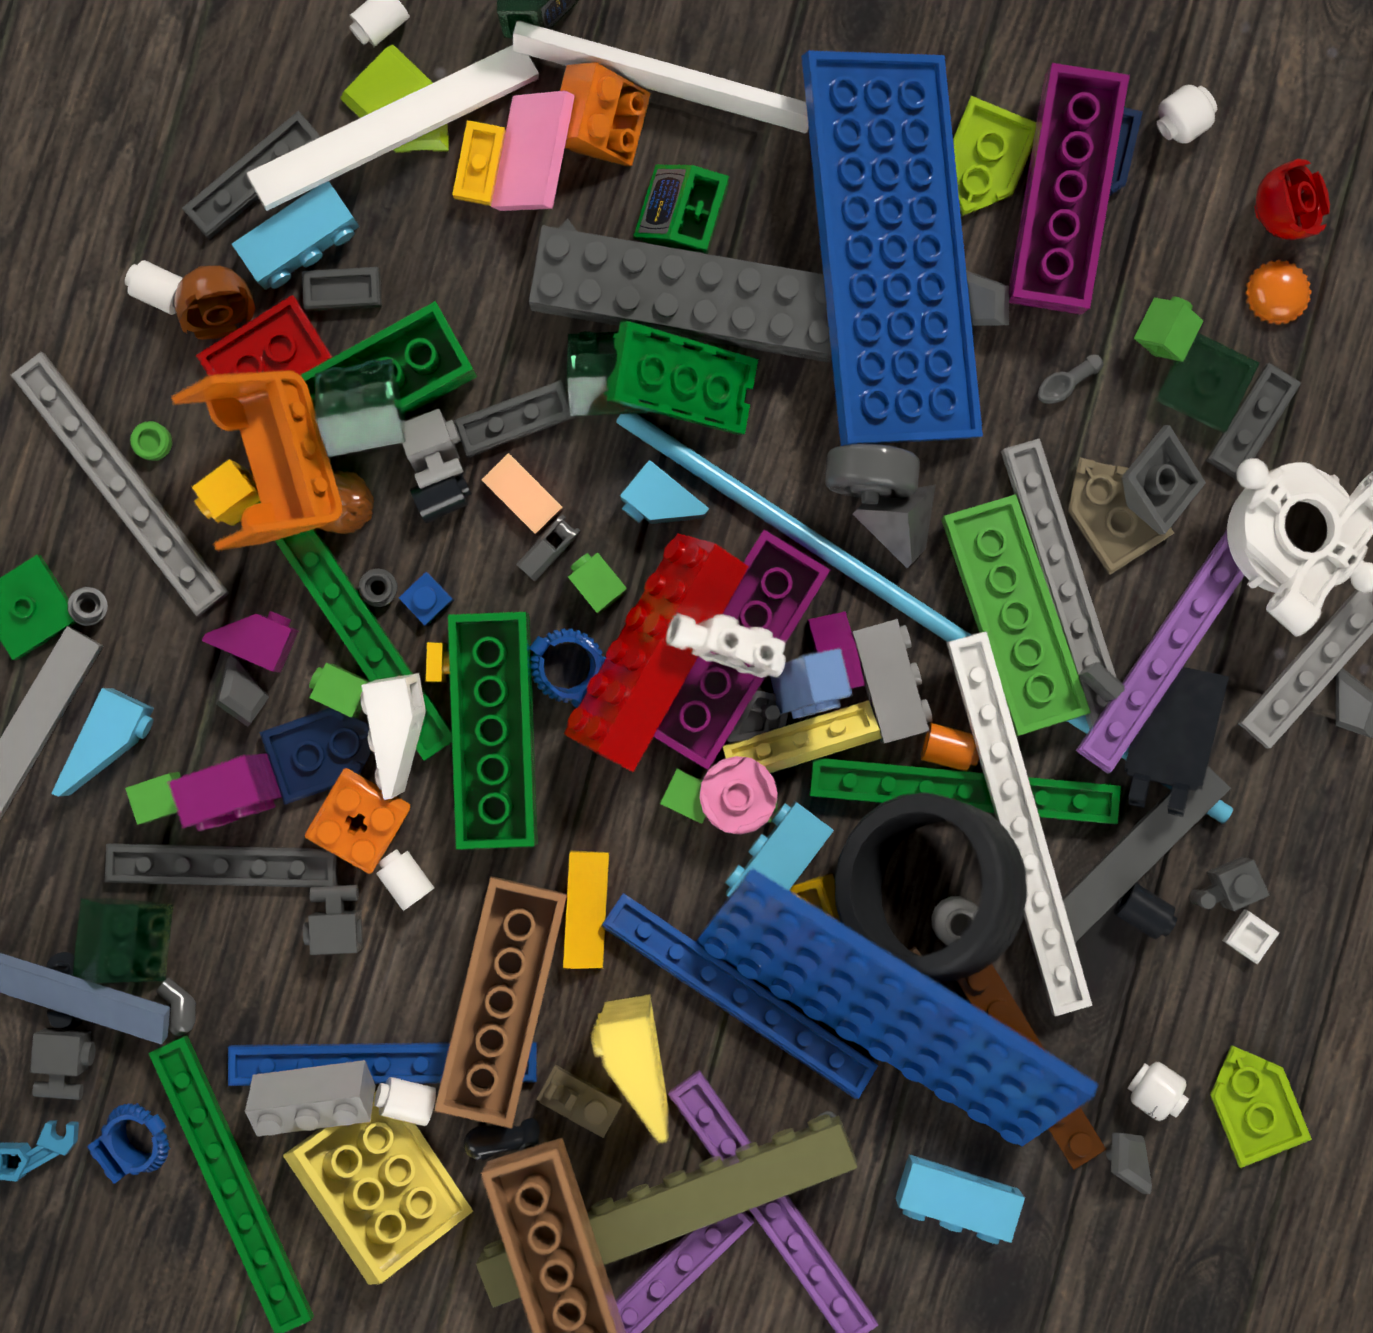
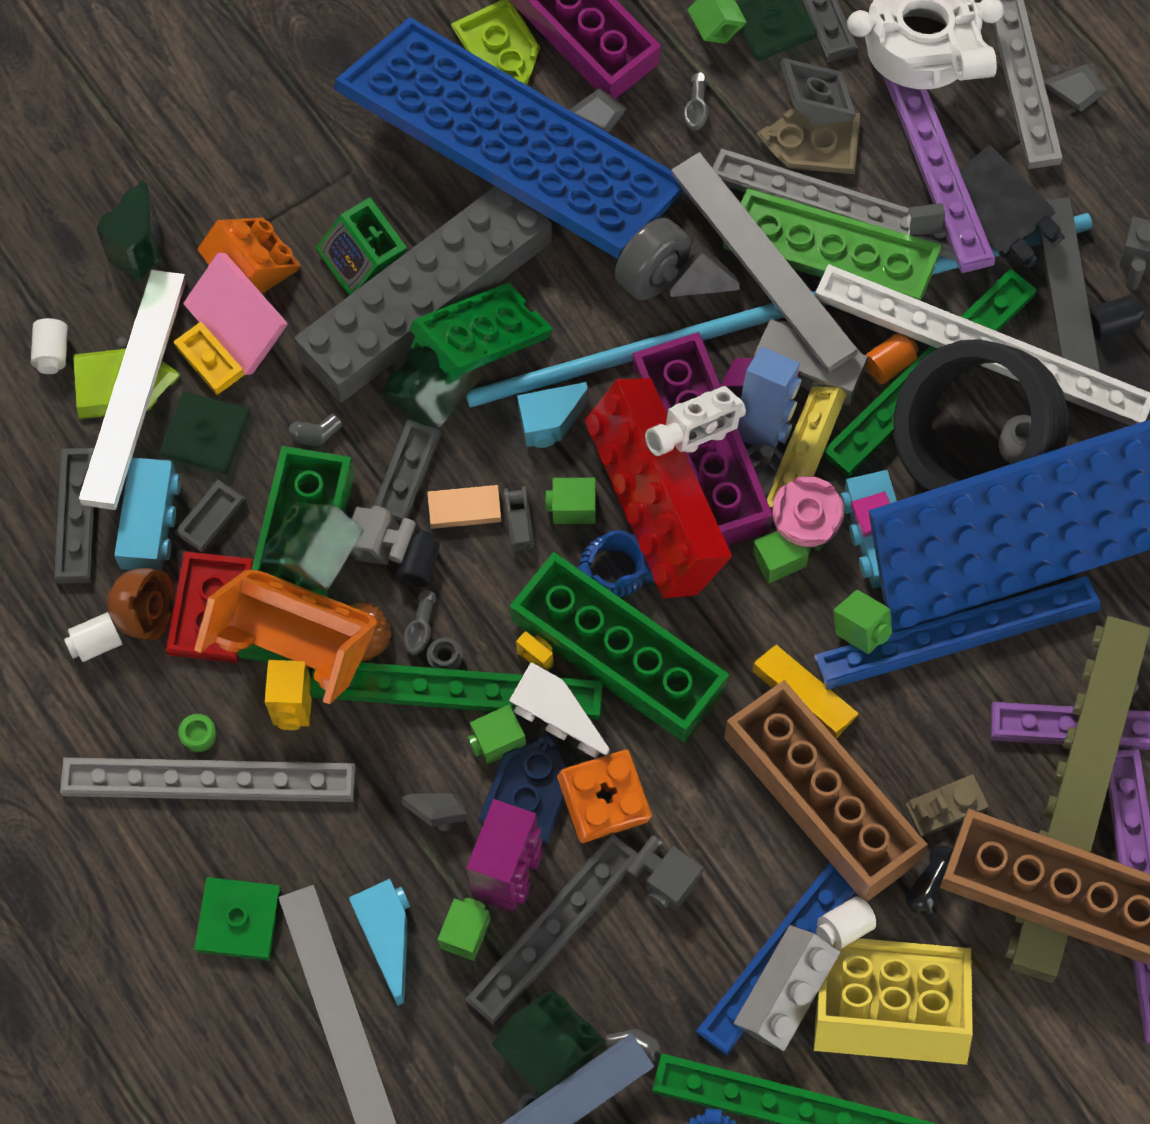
camera: 50 degrees left, 20 degrees down
(90, 595) = (276, 870): dark grey plate -> none
(257, 639) = (408, 767): magenta slope -> none
(381, 548) = (418, 631): none -> dark grey piece
(403, 878) = (675, 798): white brick -> none
(411, 218) = (204, 432): none -> clear green plate
(426, 598) = (481, 629): blue plate -> none
(483, 311) = (314, 434): none -> dark grey arm
(631, 1055) = (949, 711): light yellow slope -> none
(663, 76) = (264, 193): white tile -> none
(679, 915) = (862, 621): none -> bright green brick
(780, 853) = (860, 510): none -> dark pink tile
(948, 569) = (764, 262): none -> light grey tile

